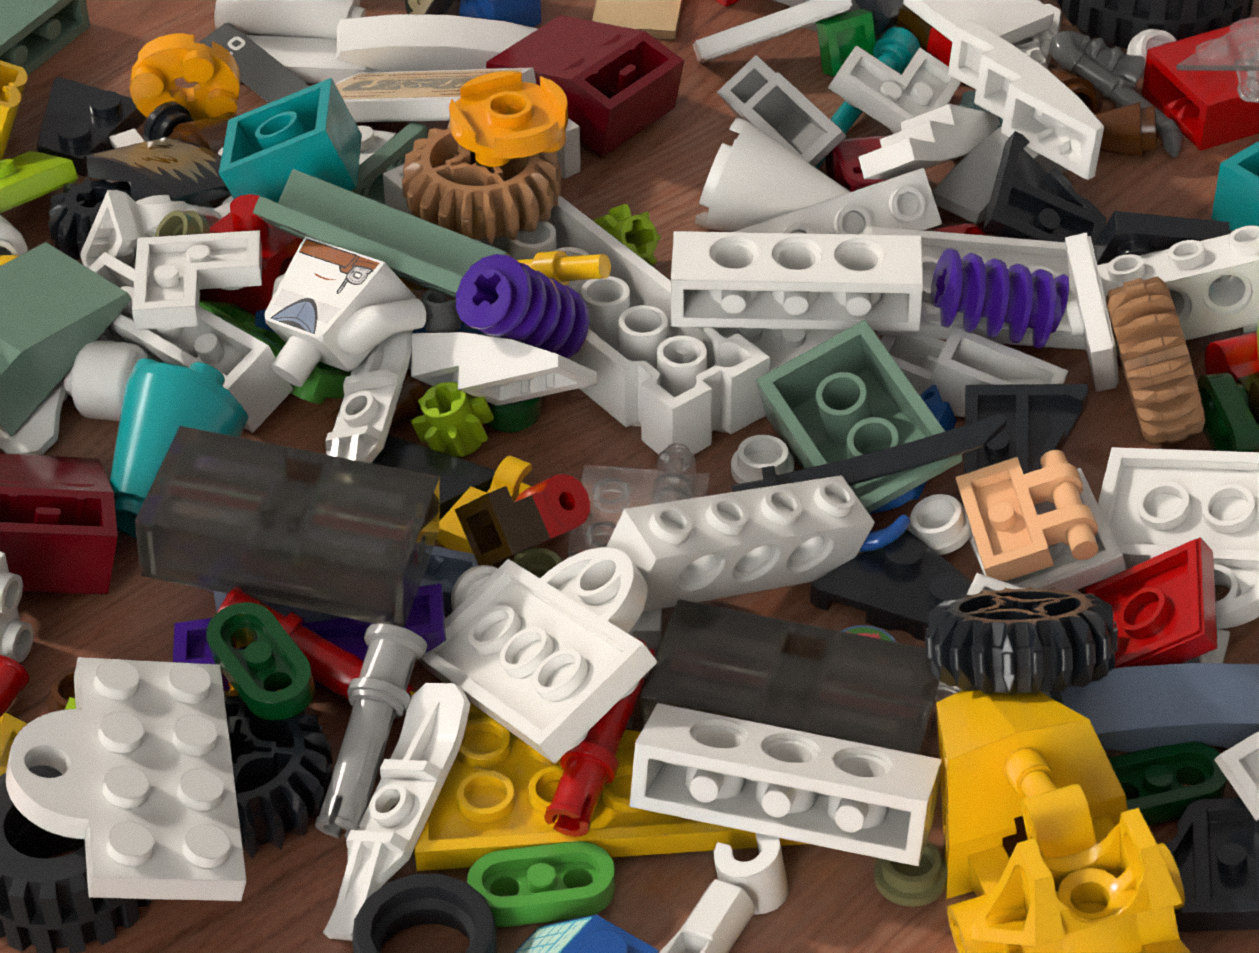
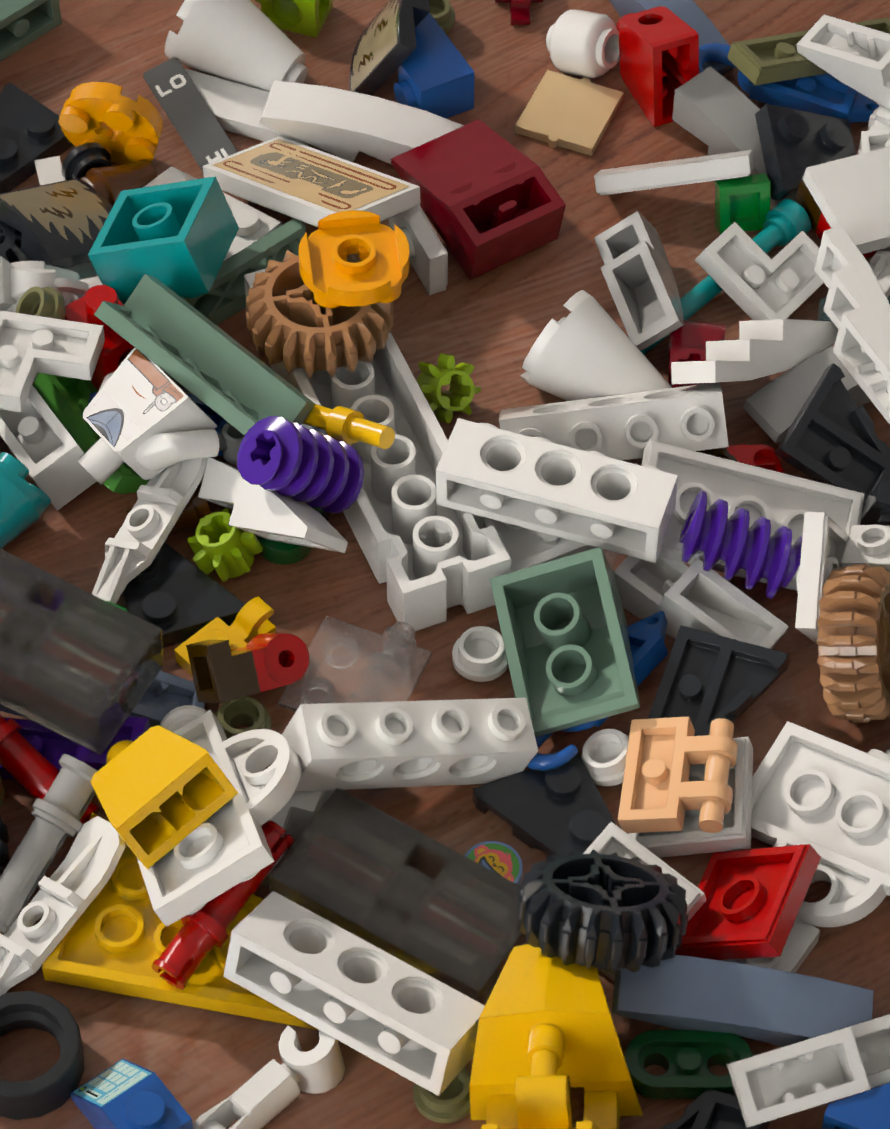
camera: 15 degrees right, 10 degrees up
(497, 629) = (159, 791): none -> yellow torso
(543, 882) = (139, 1018): bright green plate -> none
(891, 459) = (558, 692): black sword -> none

